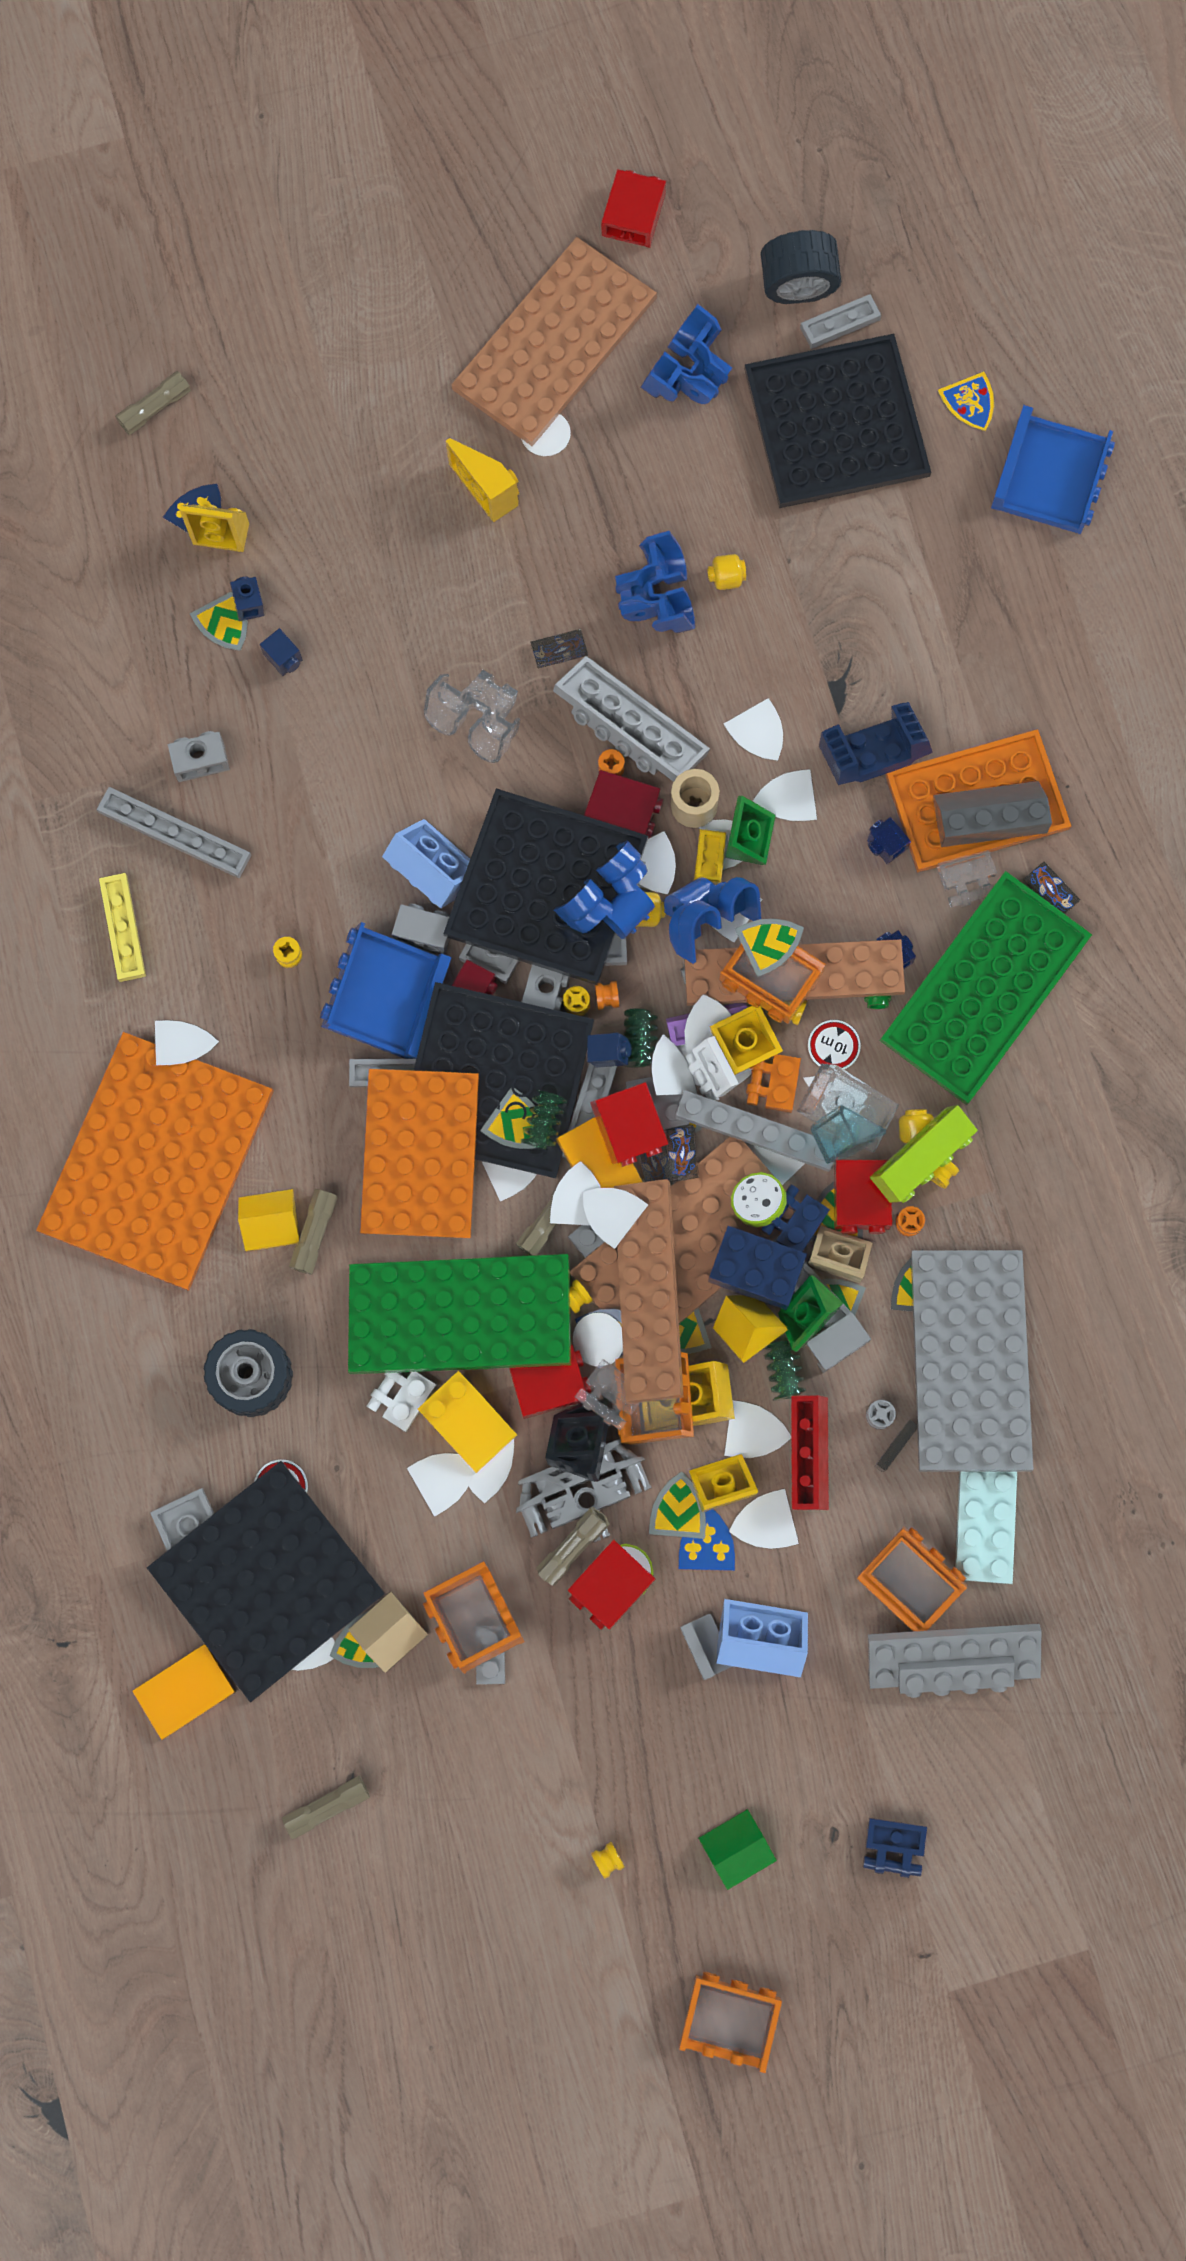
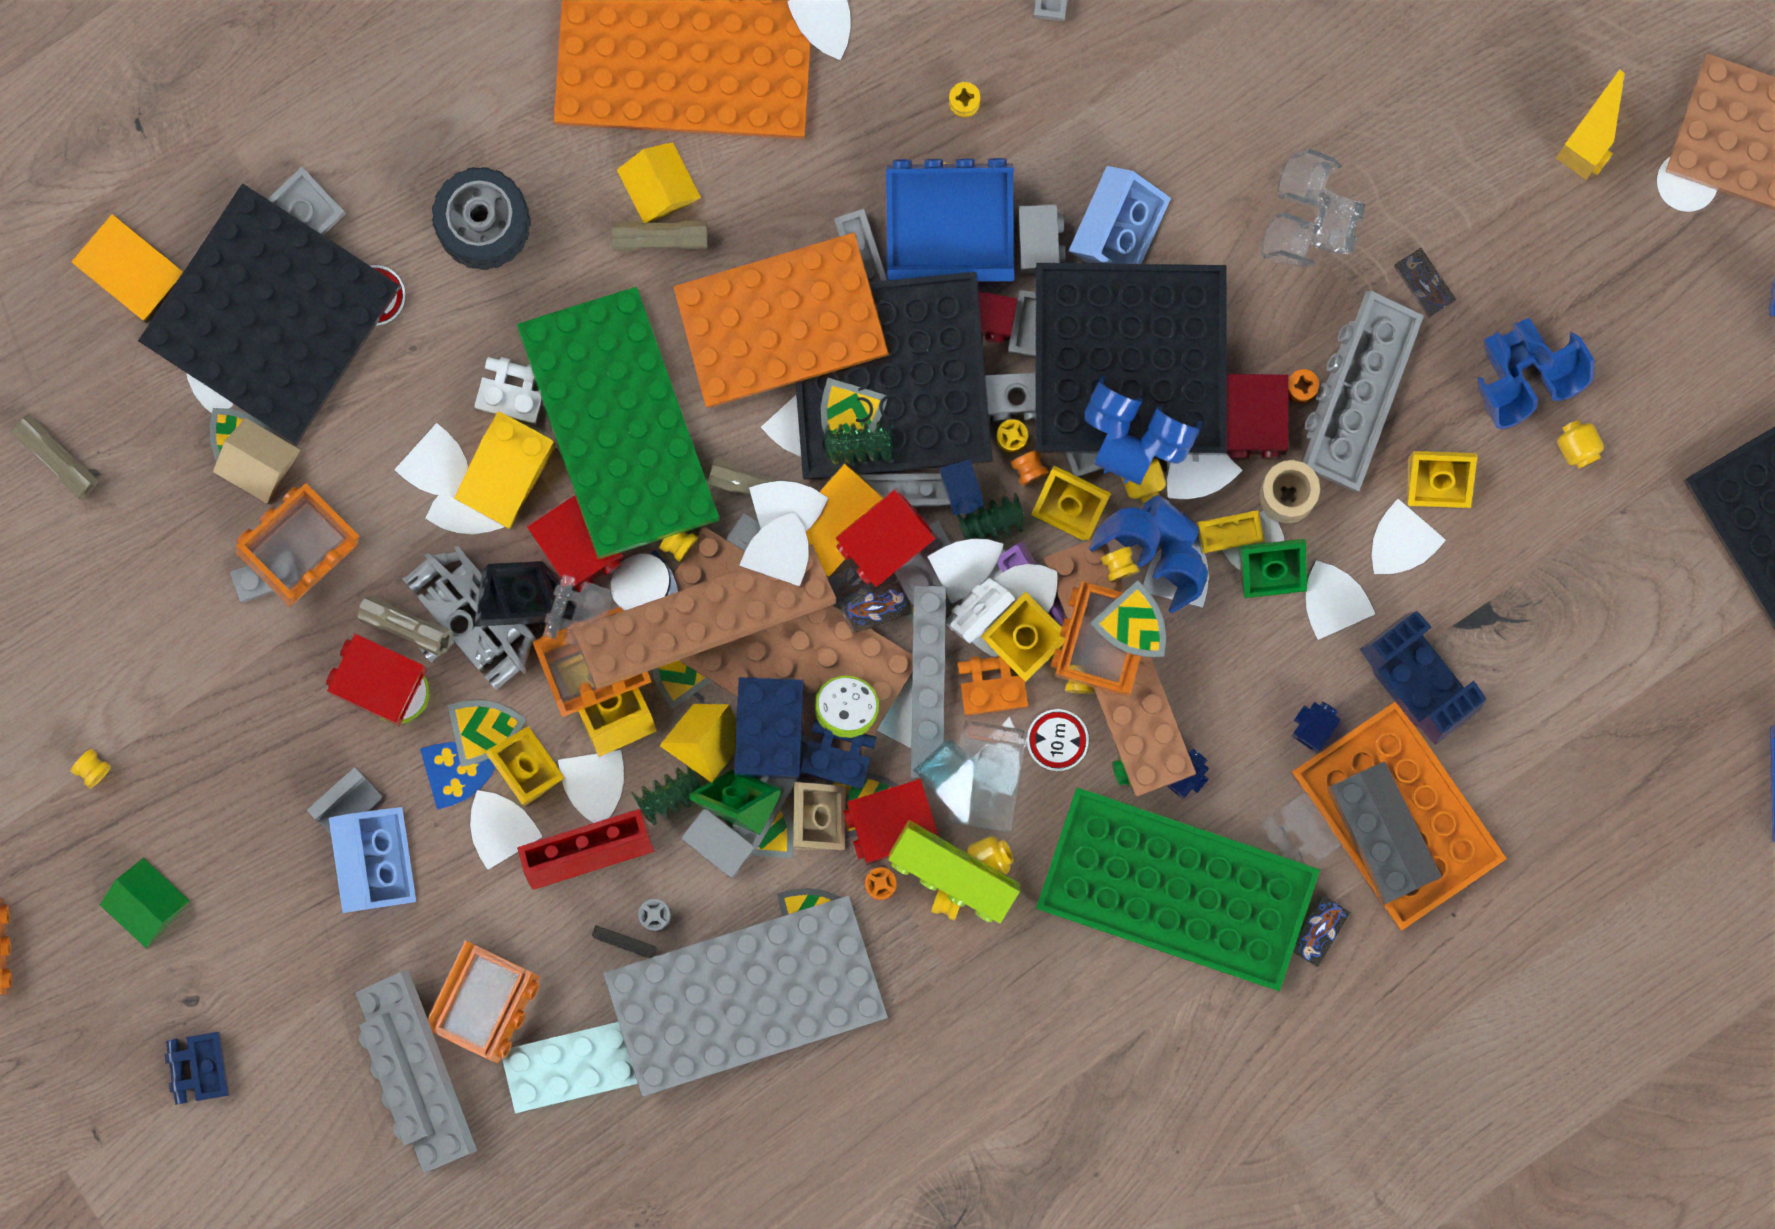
camera: 70 degrees right, 5 degrees up
(646, 971) = (1071, 504): none -> yellow slope
(714, 941) = (1120, 564): none -> yellow wheel
(720, 683) = (1441, 479): none -> yellow slope

